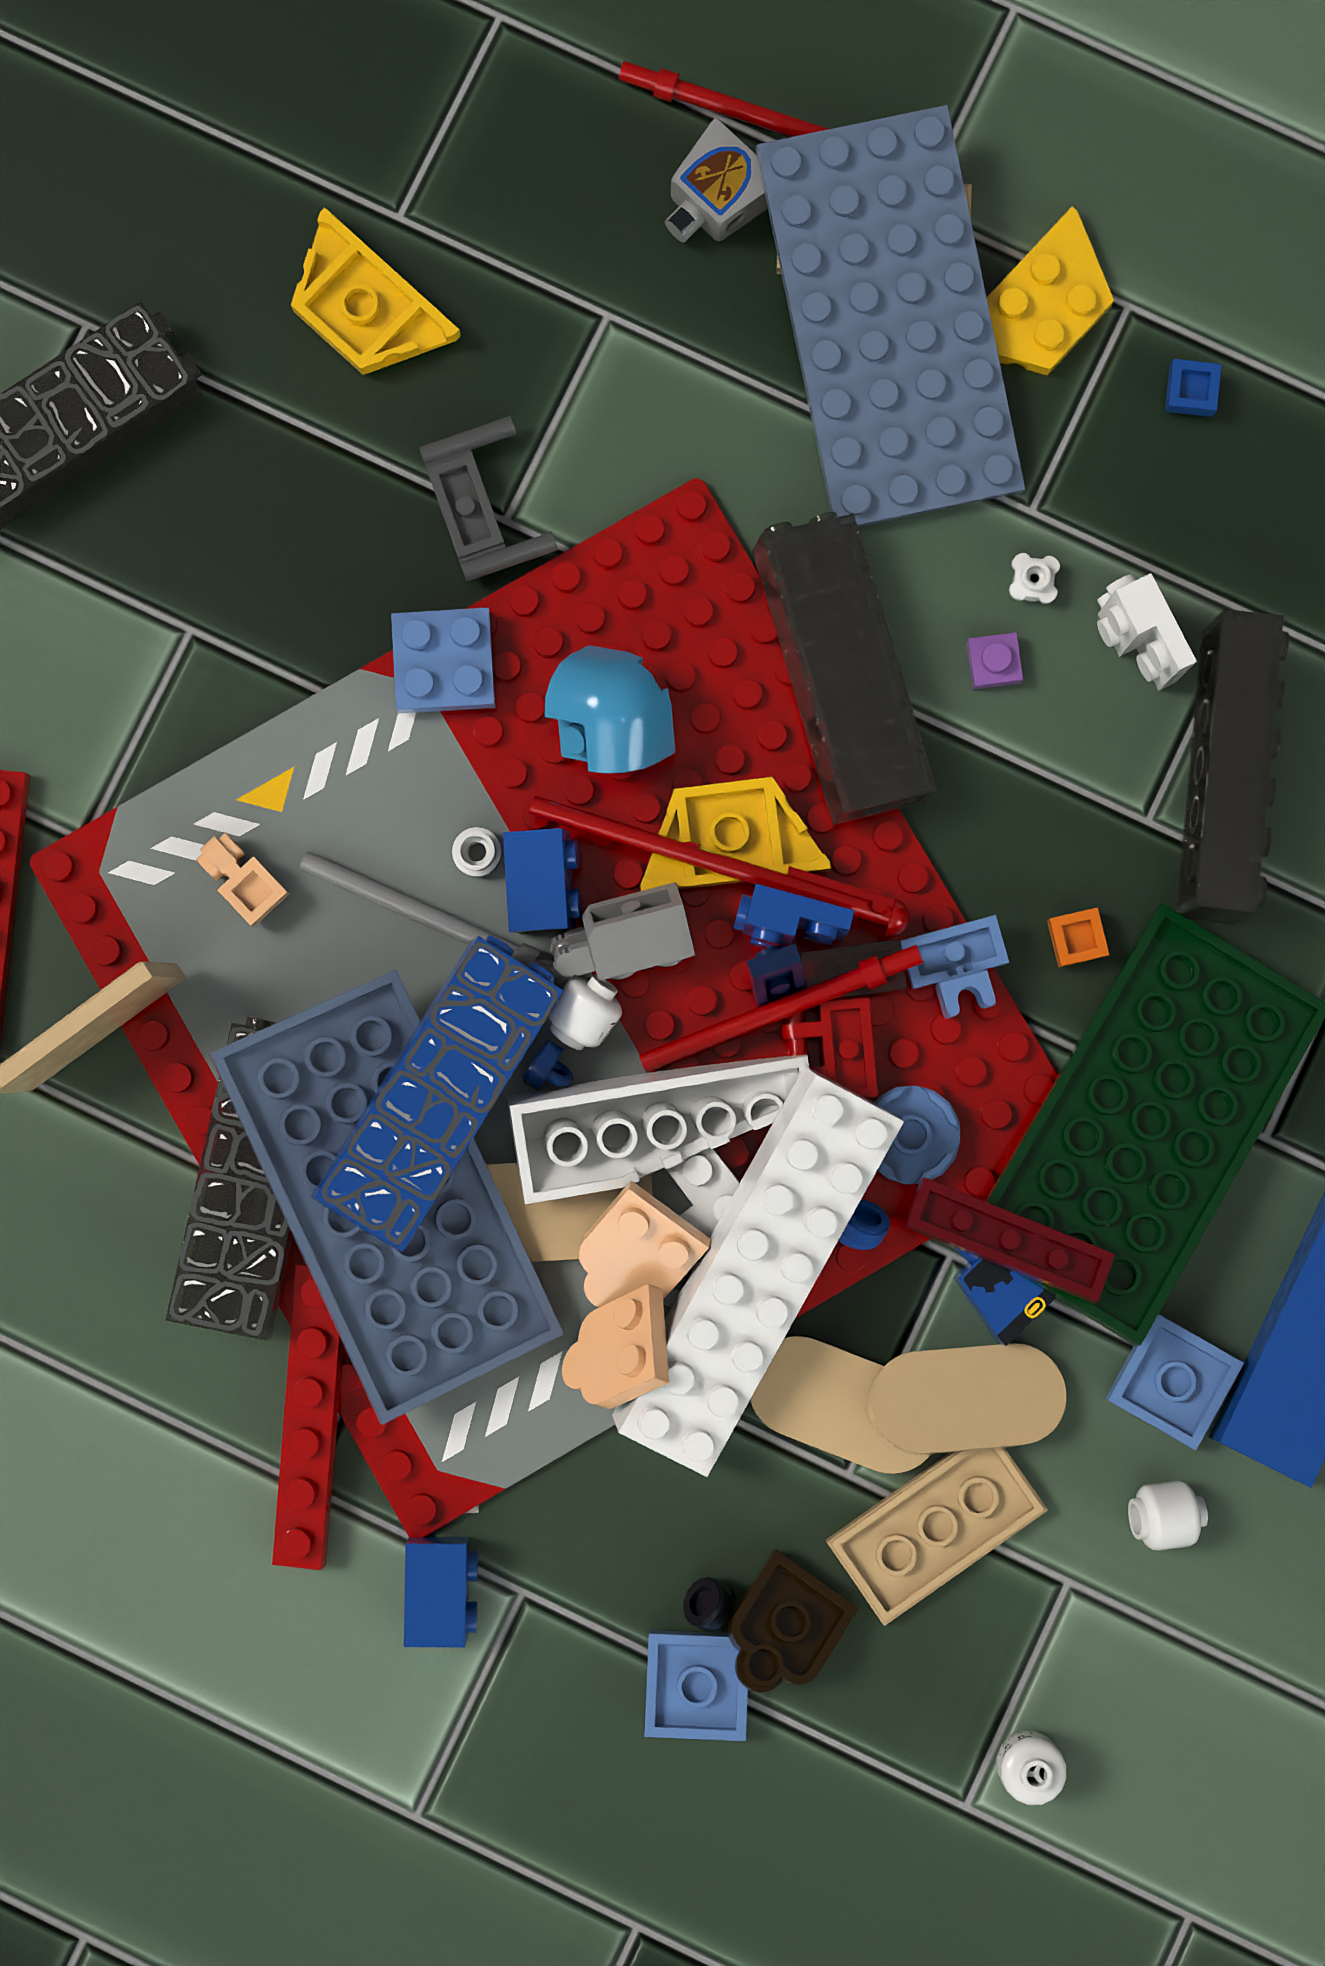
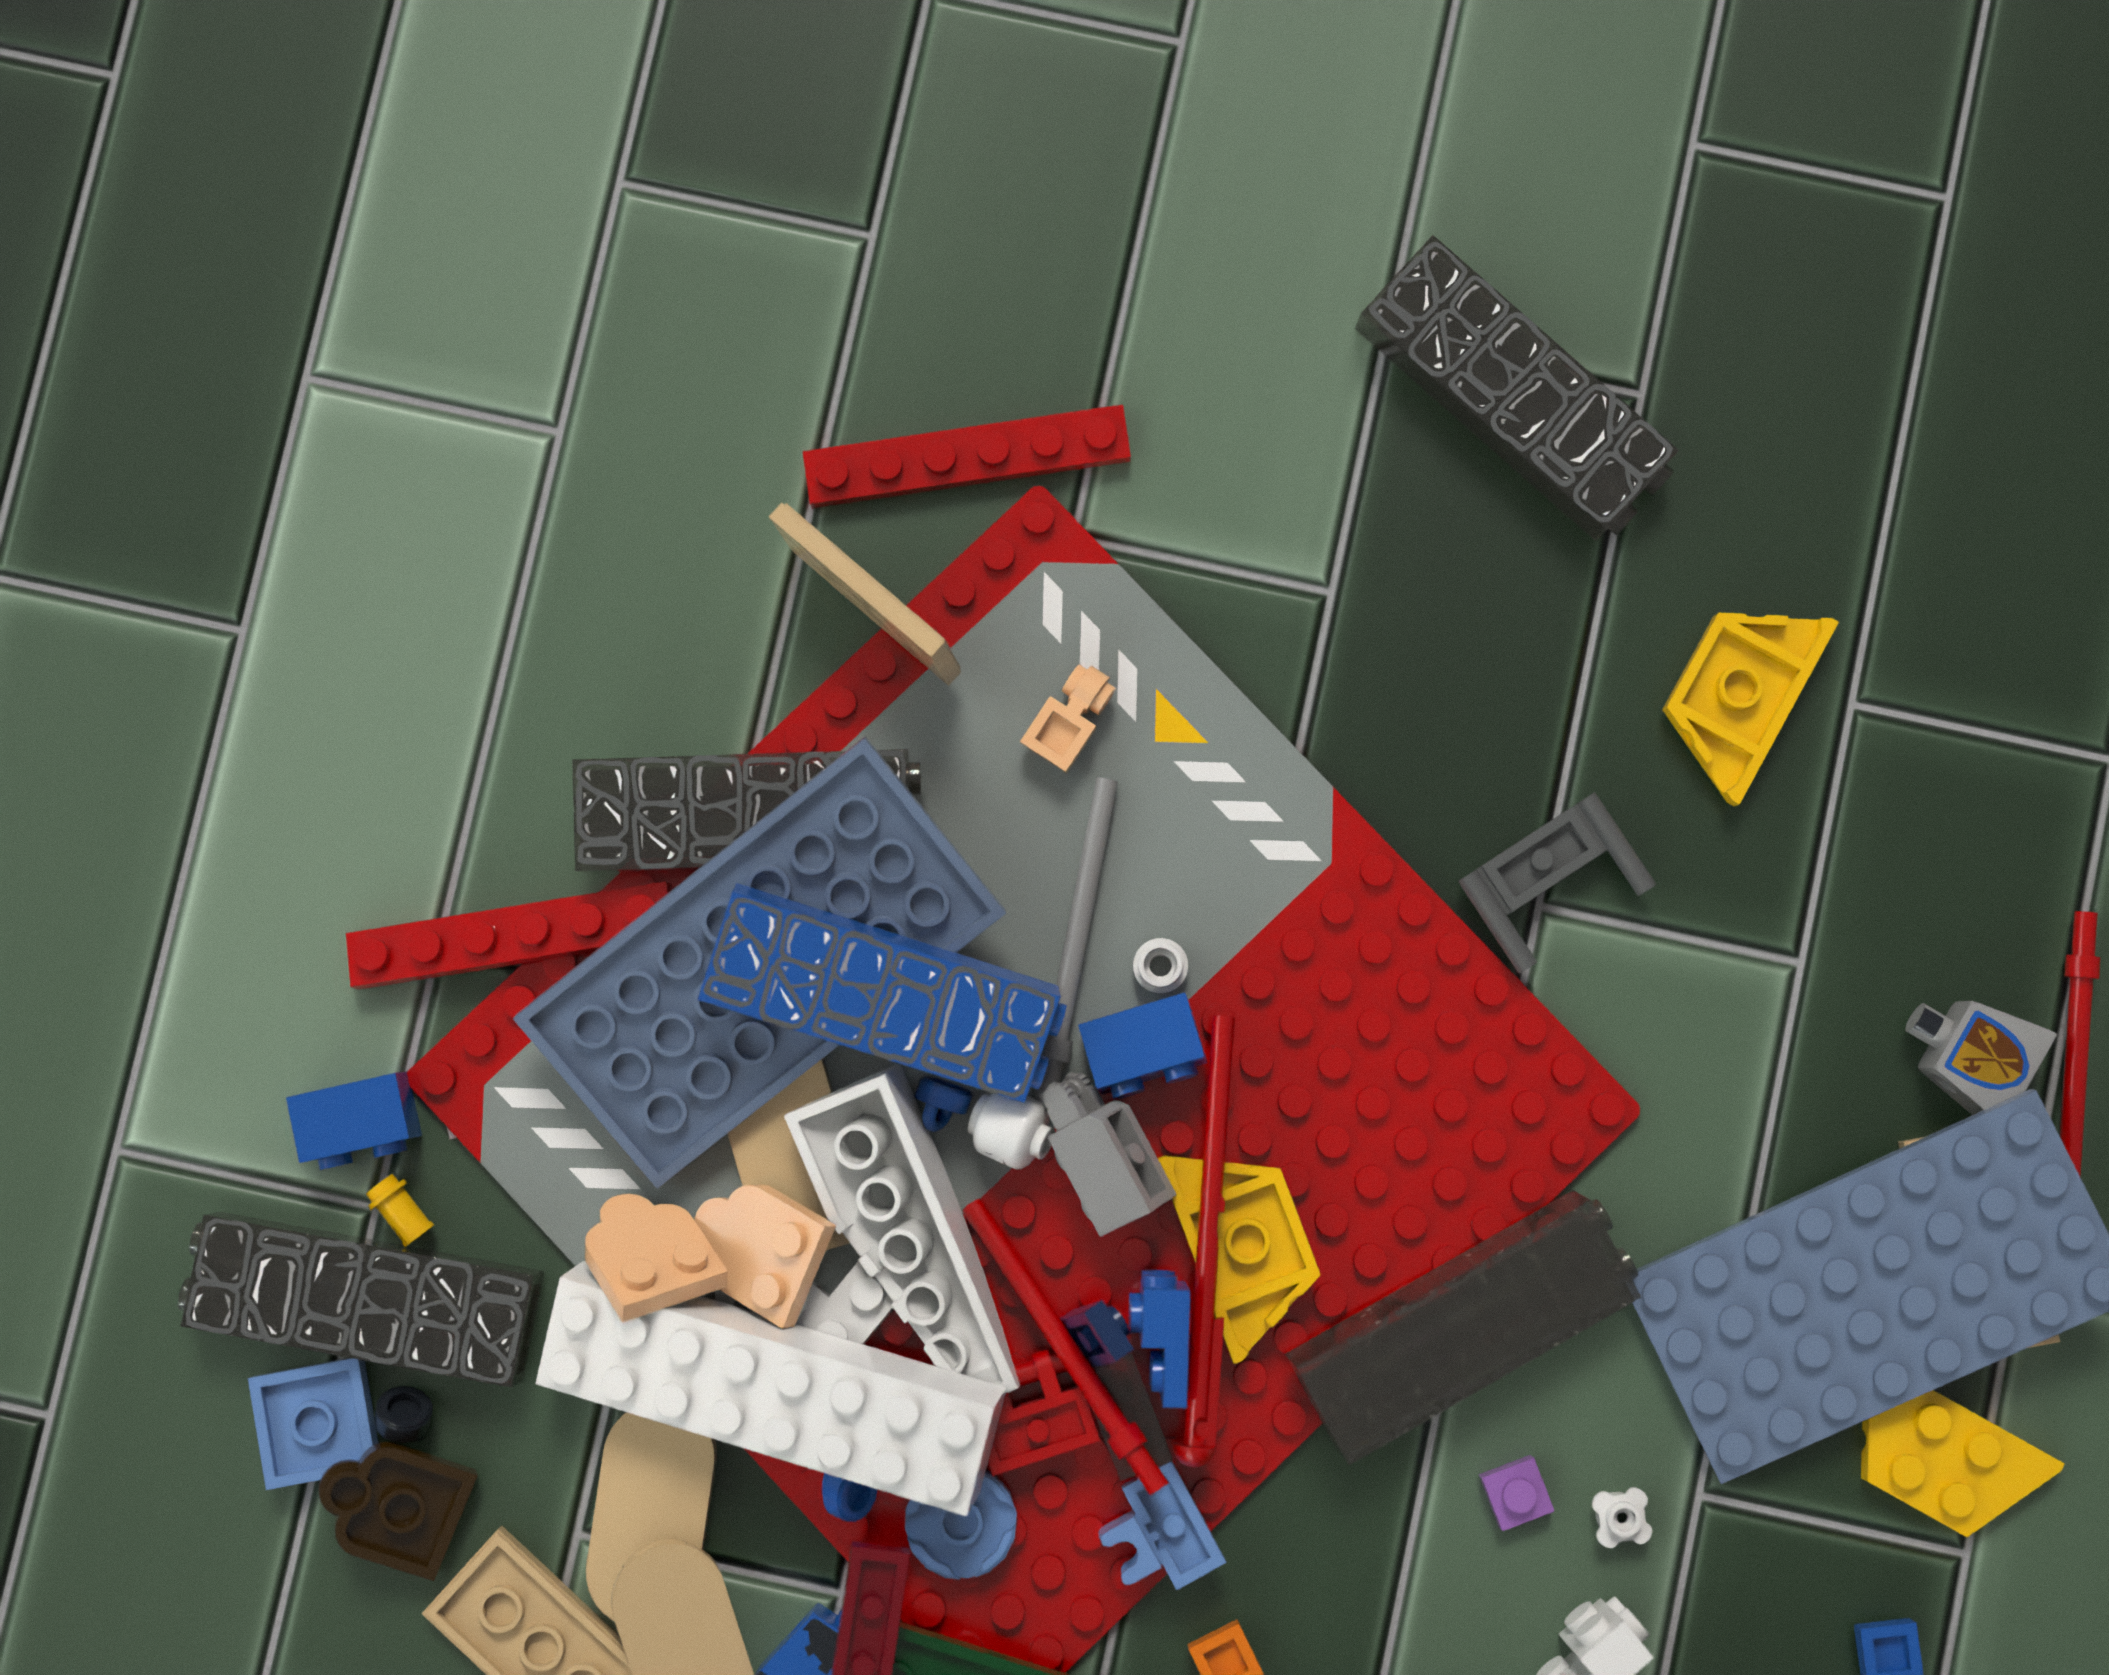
camera: 80 degrees right, 0 degrees up
(443, 660) = (1363, 877): medium blue plate -> none
(528, 1569) = (399, 1209): none -> yellow pin
(597, 1621) = (361, 1298): none -> clear smoke brick
(610, 711) = (1348, 1078): dark azure brick -> none

